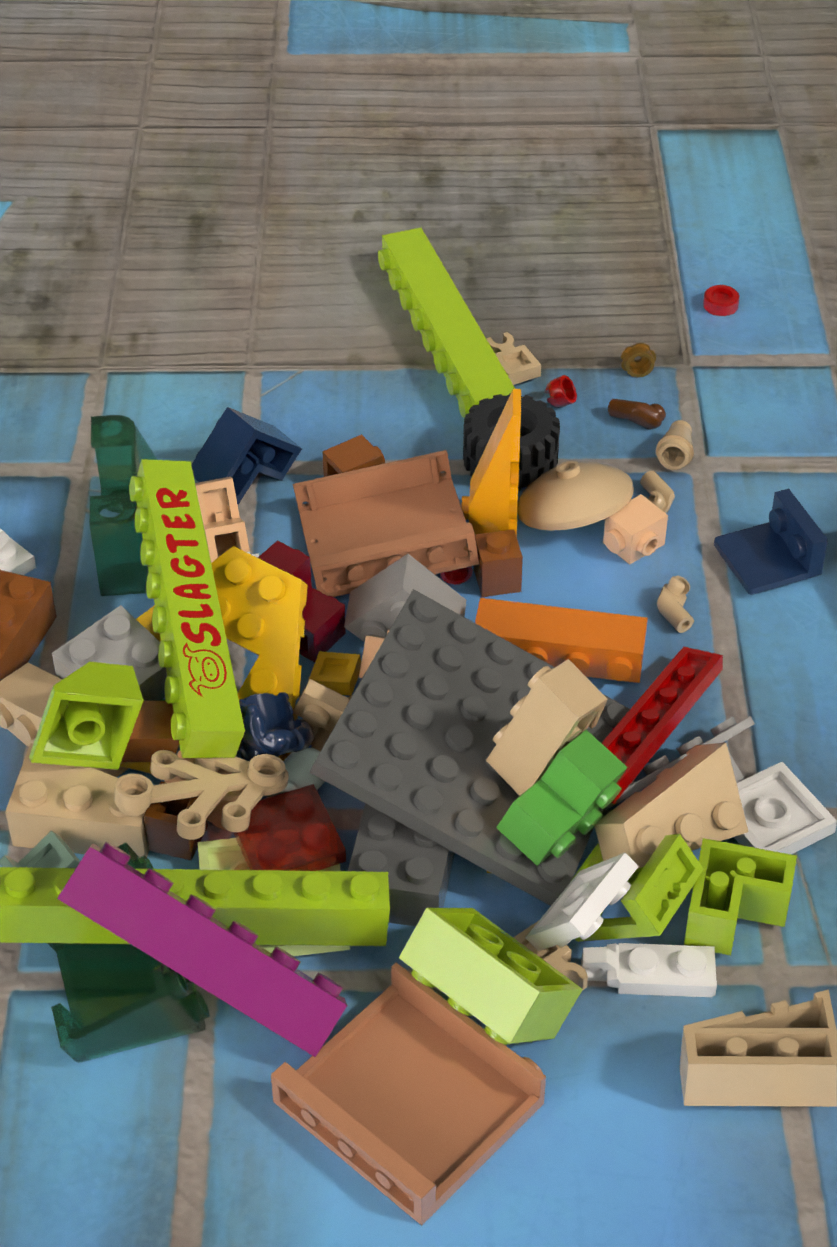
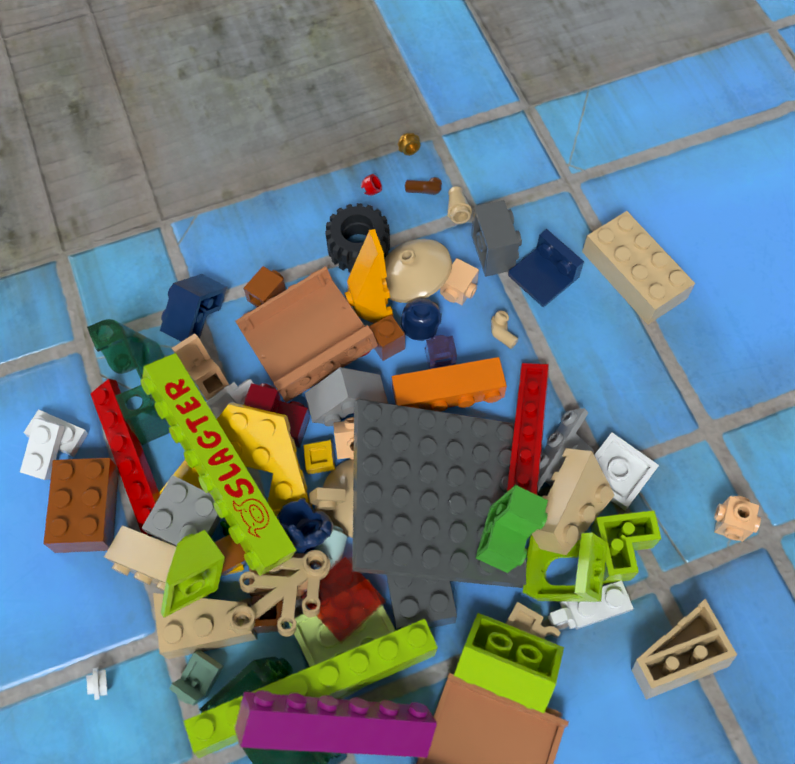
camera: 20 degrees left, 20 degrees up
(76, 580) = (126, 452): none -> red plate
(442, 319) = (277, 152): lime brick -> none
(516, 361) = (331, 170): tan plate -> none
(544, 722) = (489, 489): tan wedge -> none
(557, 553) = (420, 319): none -> dark blue hair
(568, 589) = (440, 348): none -> clear purple brick
(580, 904) = (548, 596): white plate -> none
(659, 491) = (462, 246): tan arm -> none
(710, 485) = (495, 237): none -> dark grey brick
(721, 300) = (440, 78): red tile -> none

